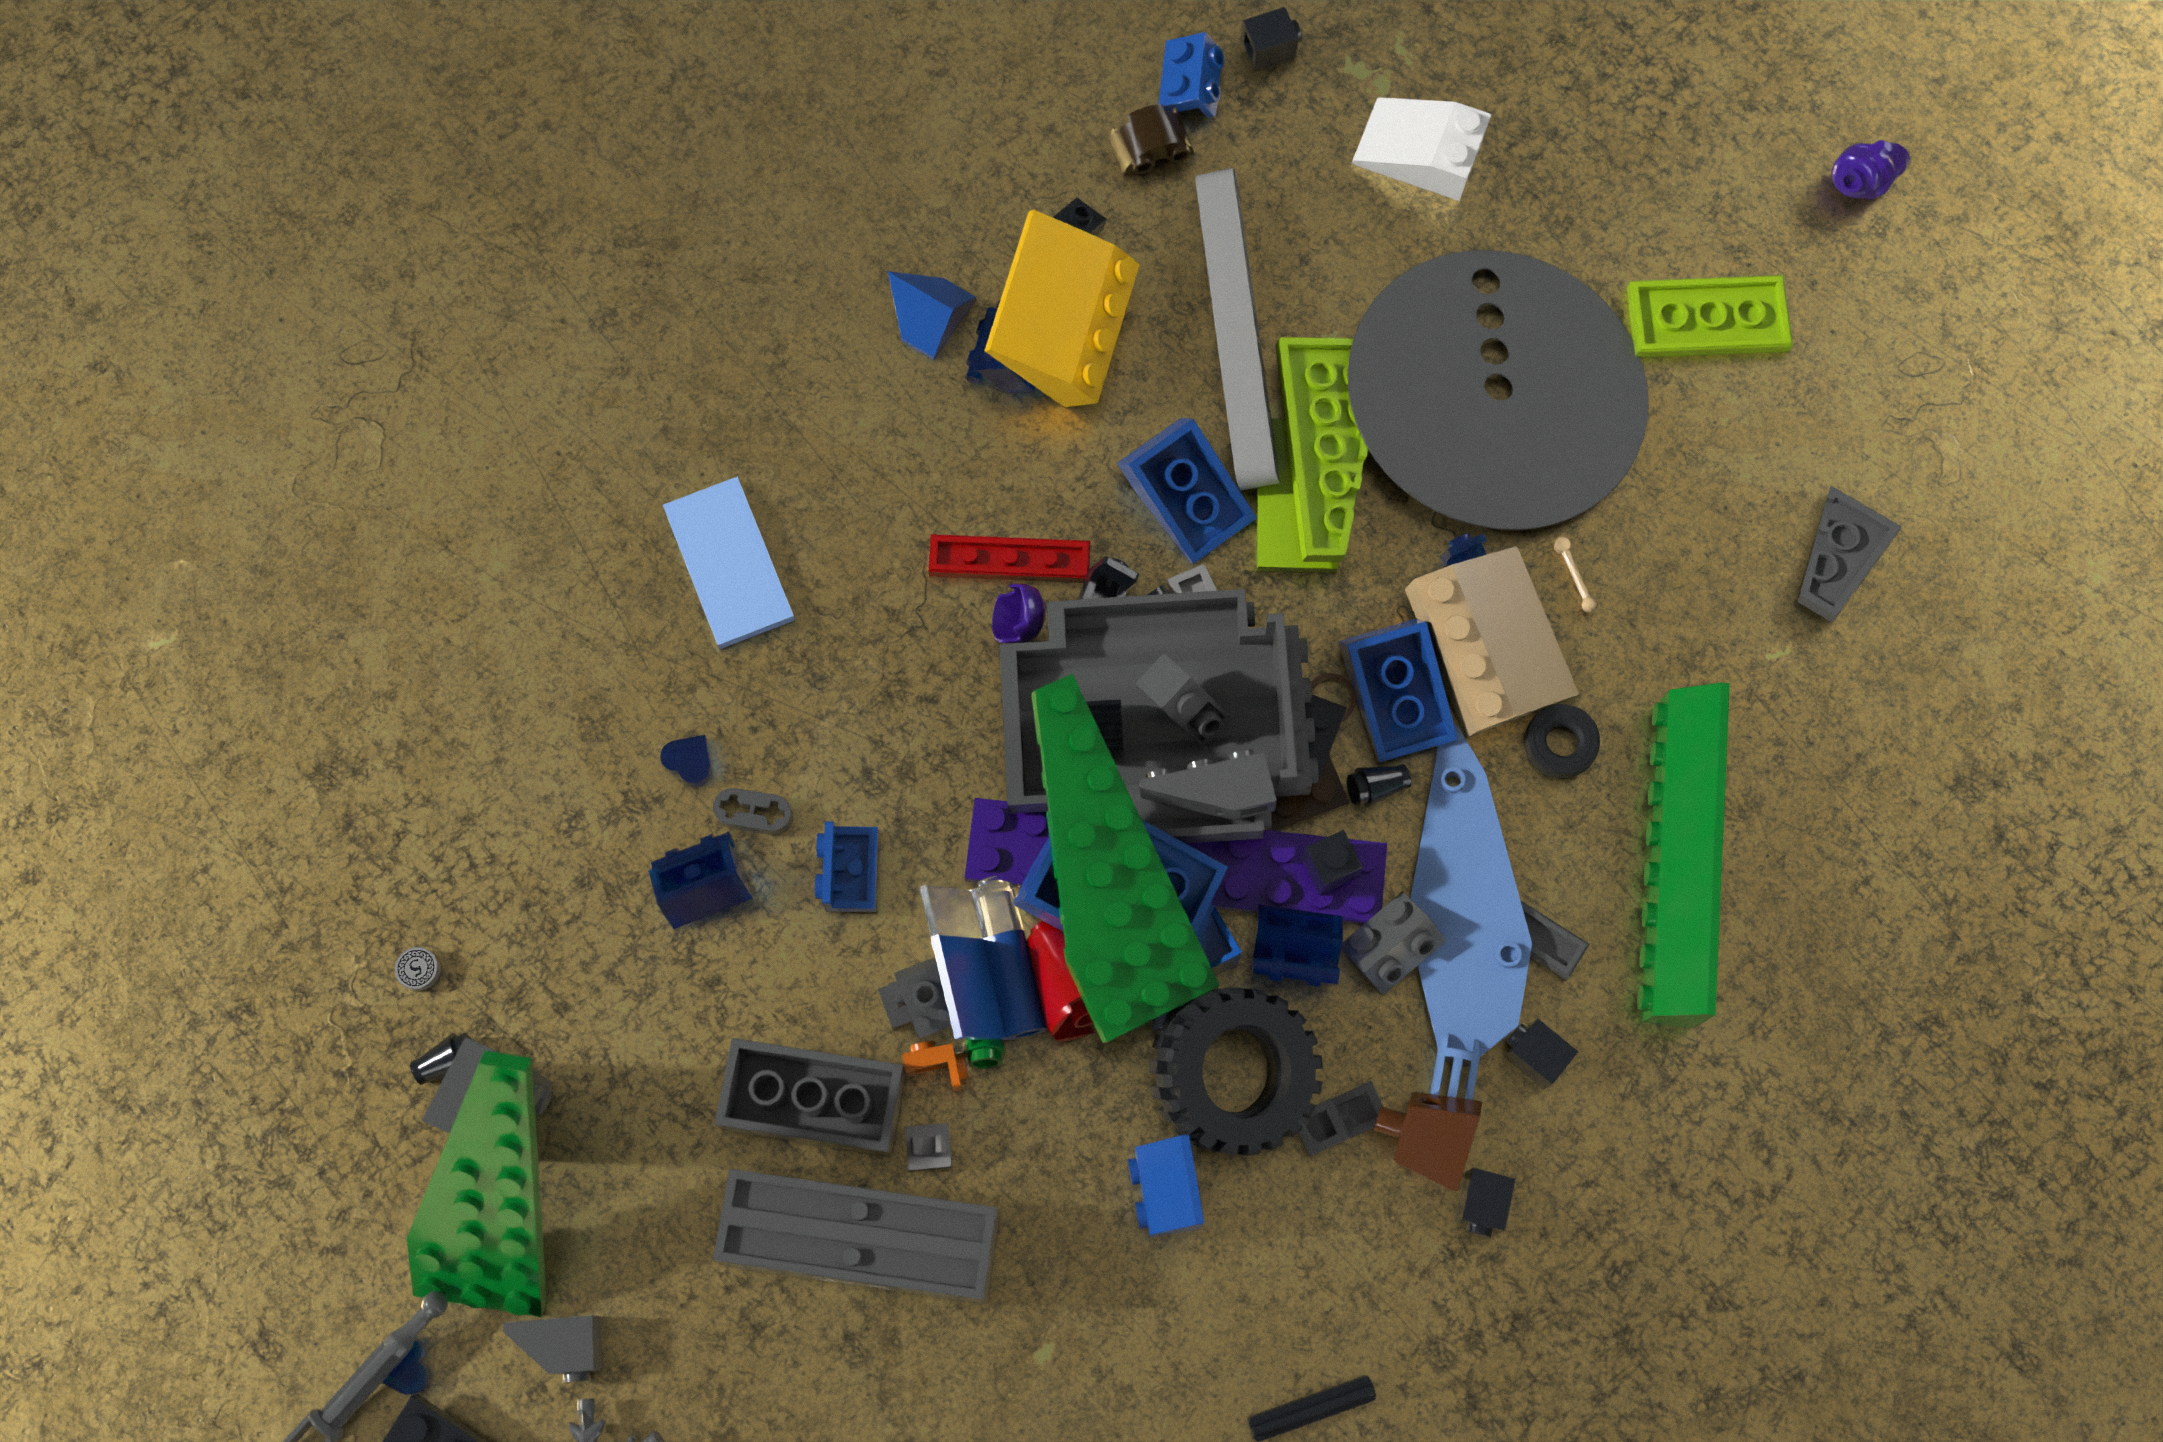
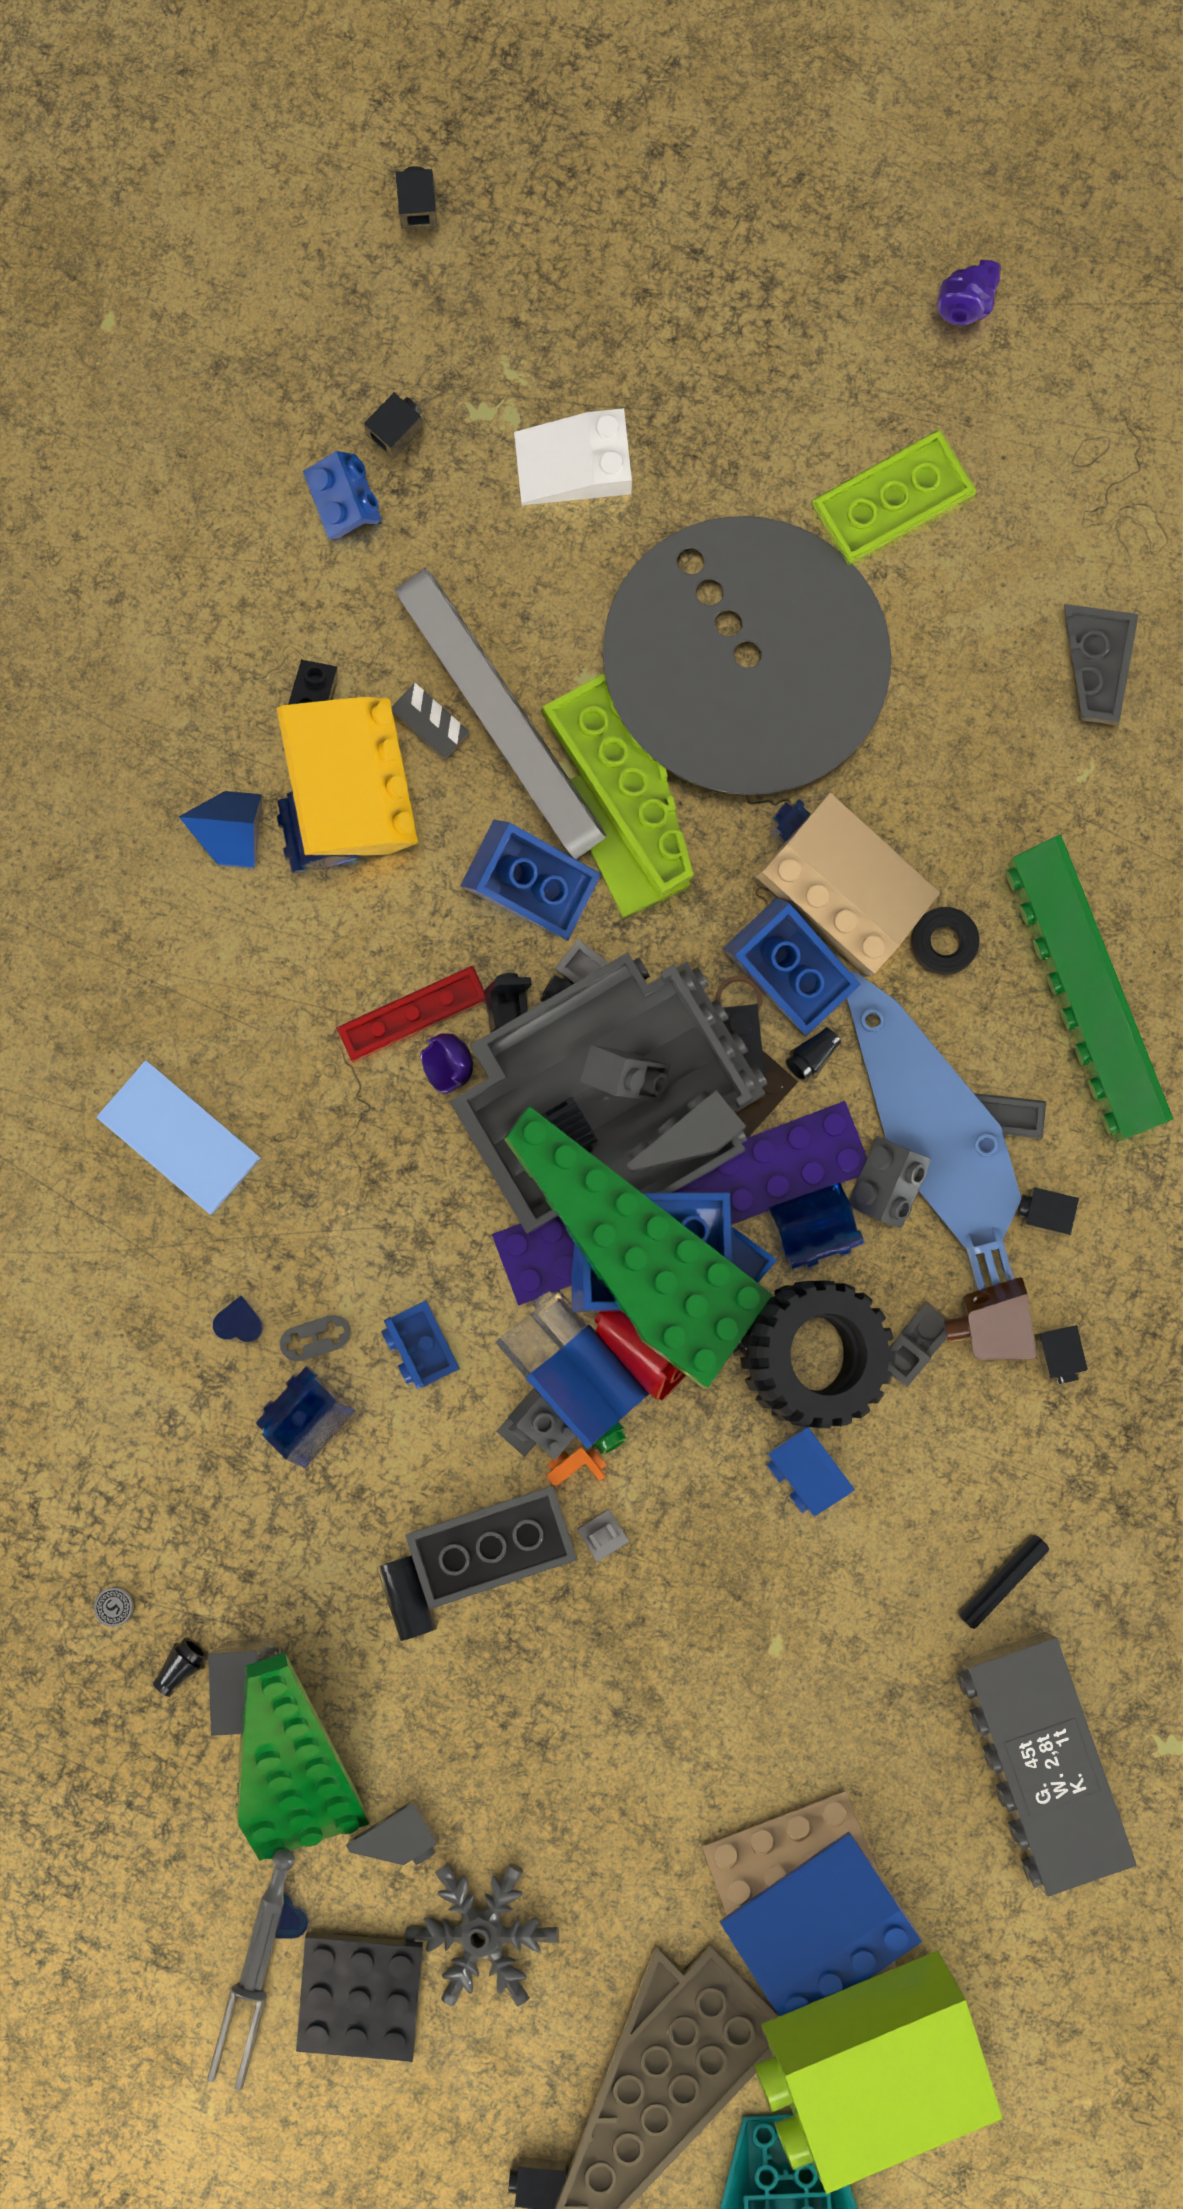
camera: 25 degrees left, 10 degrees up
(699, 1107) = (406, 1598): none -> black pin
(857, 1236) = (589, 1638): dark grey brick -> none
(1150, 137) = (336, 572): dark brown cylinder -> none
(1166, 307) = (430, 721): none -> dark grey tile
(1331, 862) = (810, 1144): black brick -> none
(1562, 547) = (866, 769): tan hinge -> none

